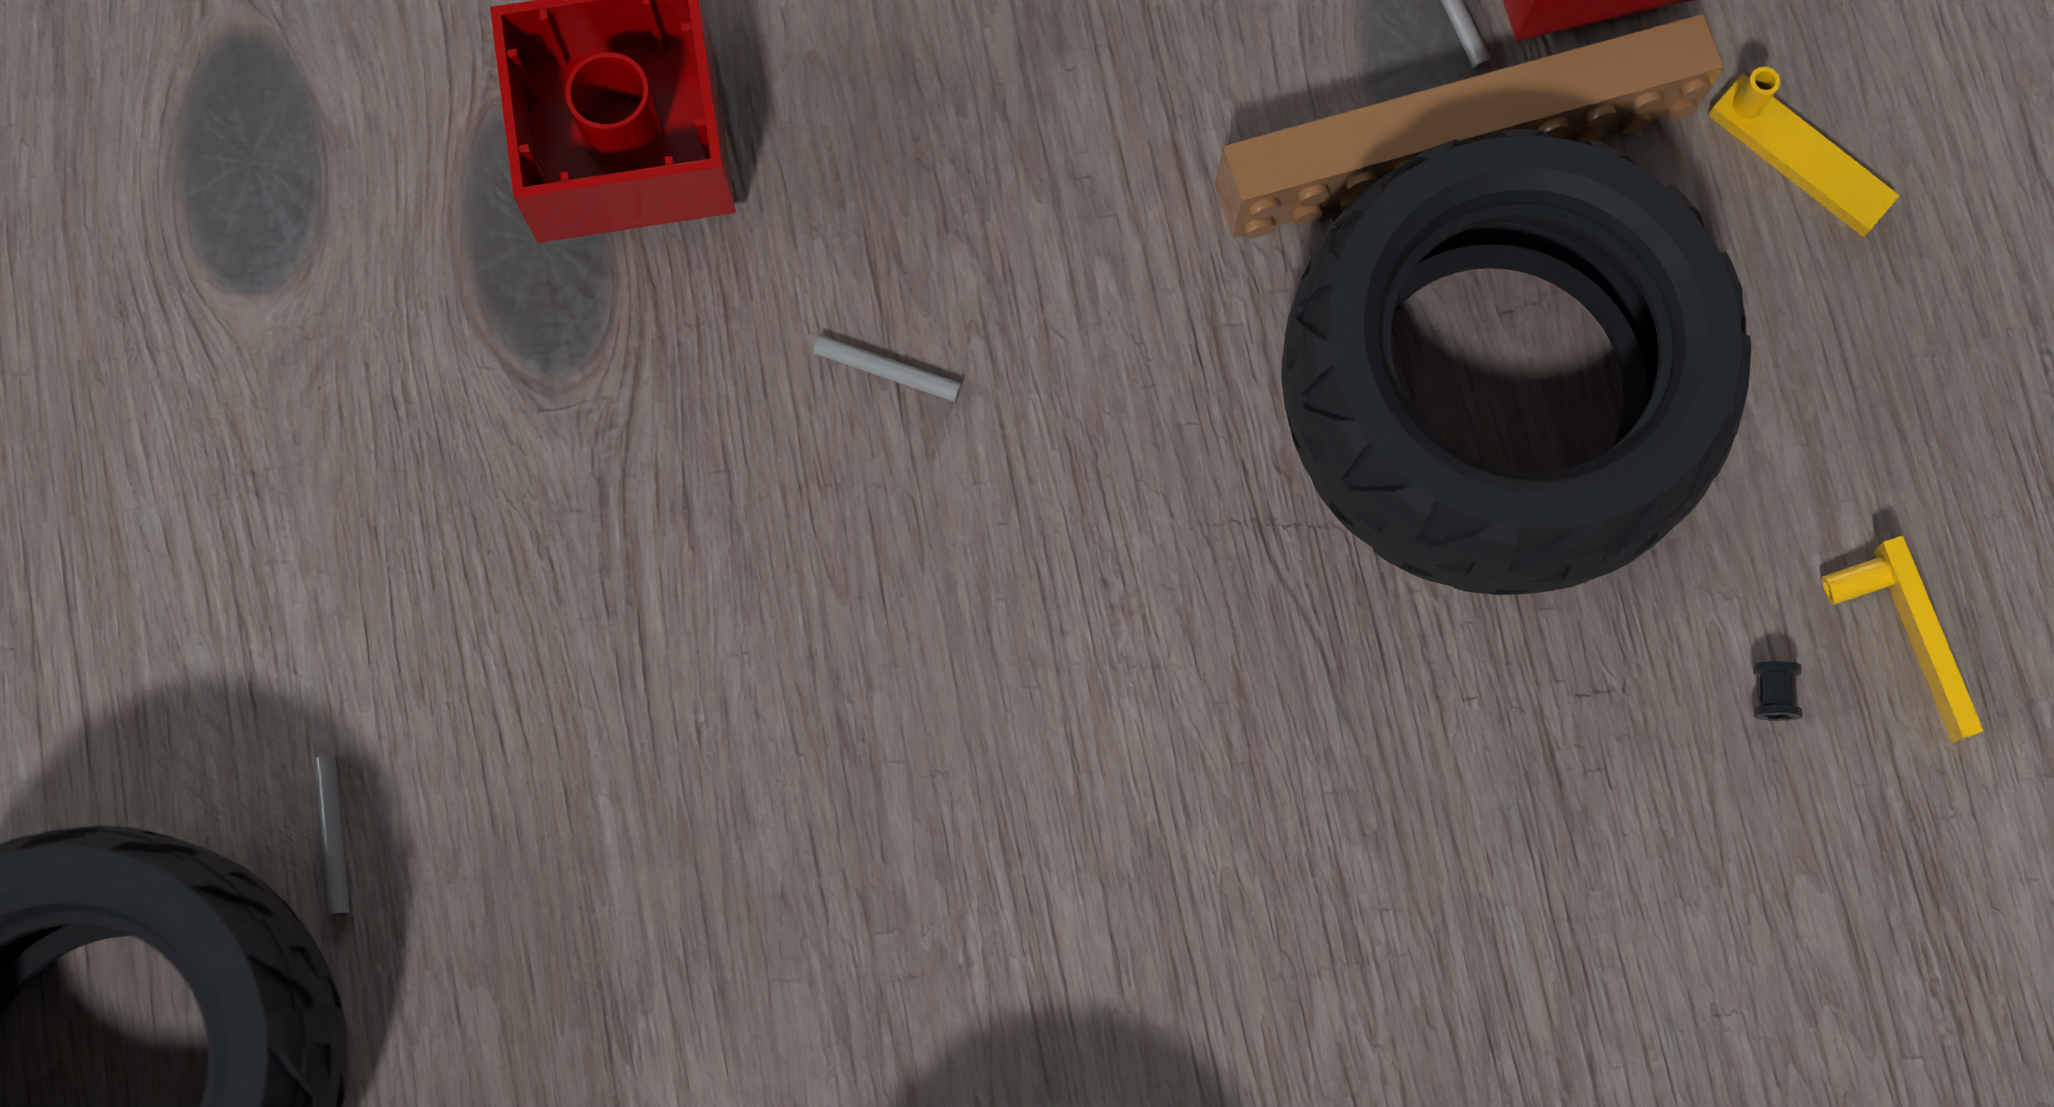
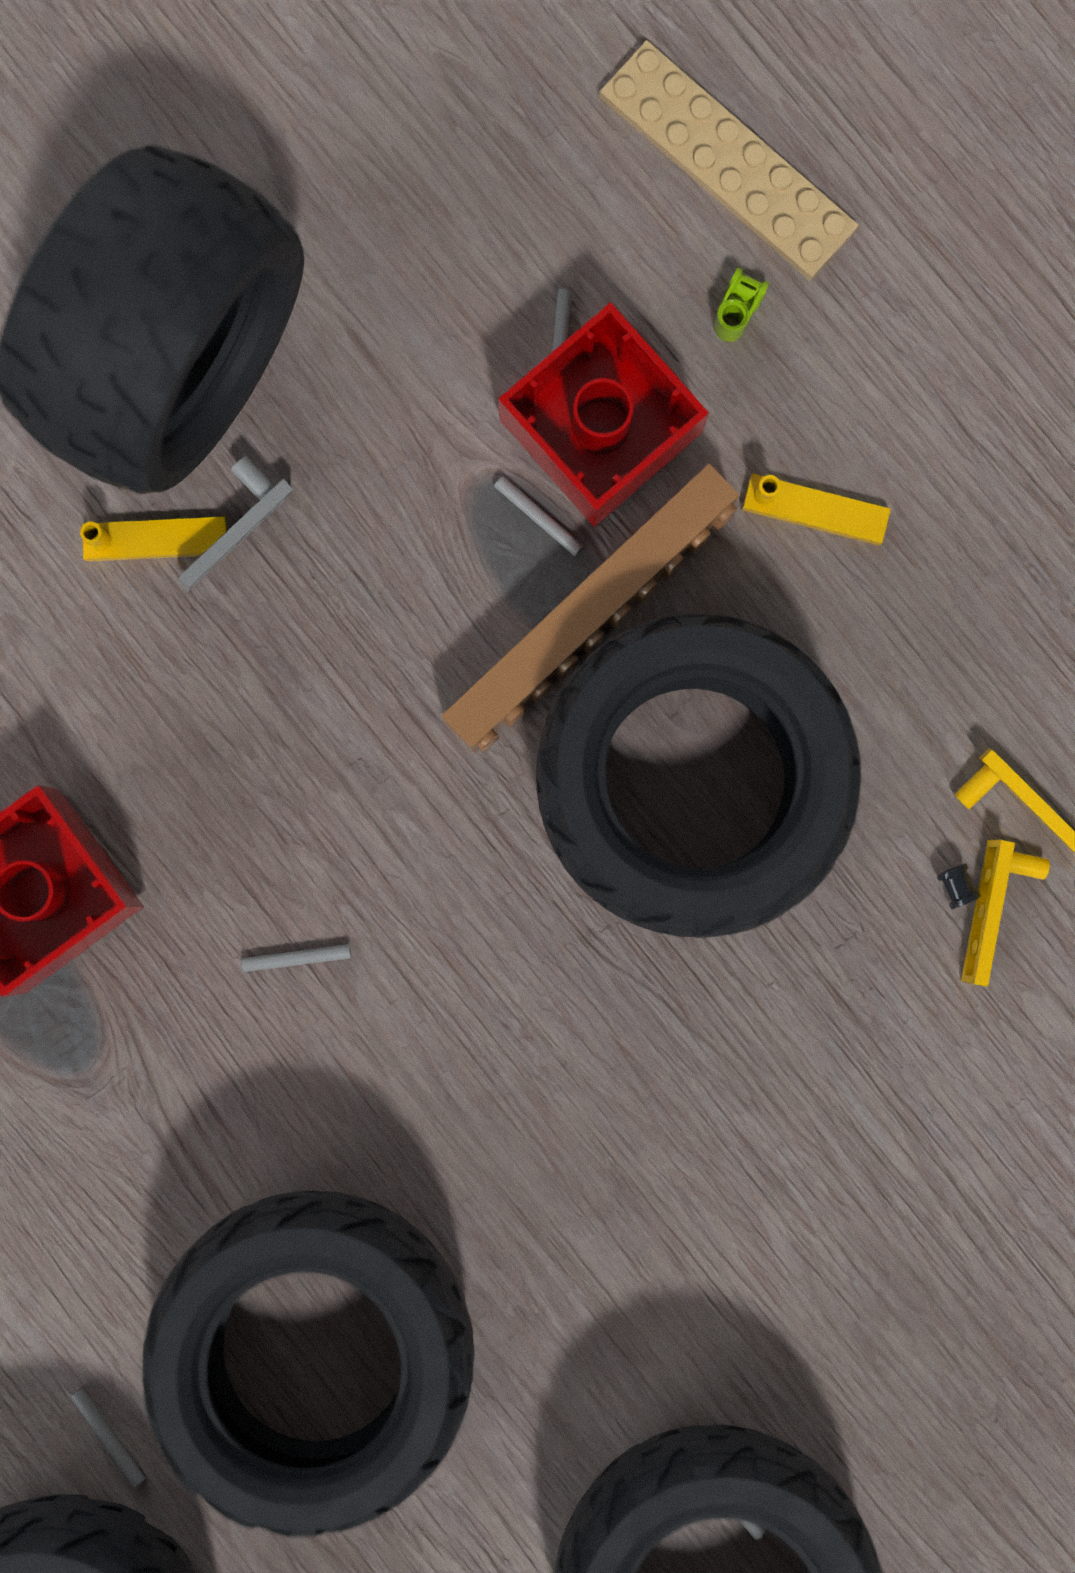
camera: 25 degrees left, 10 degrees up
(503, 740) = (282, 1480): none -> black tyre
(1842, 688) = (997, 864): none -> yellow piece

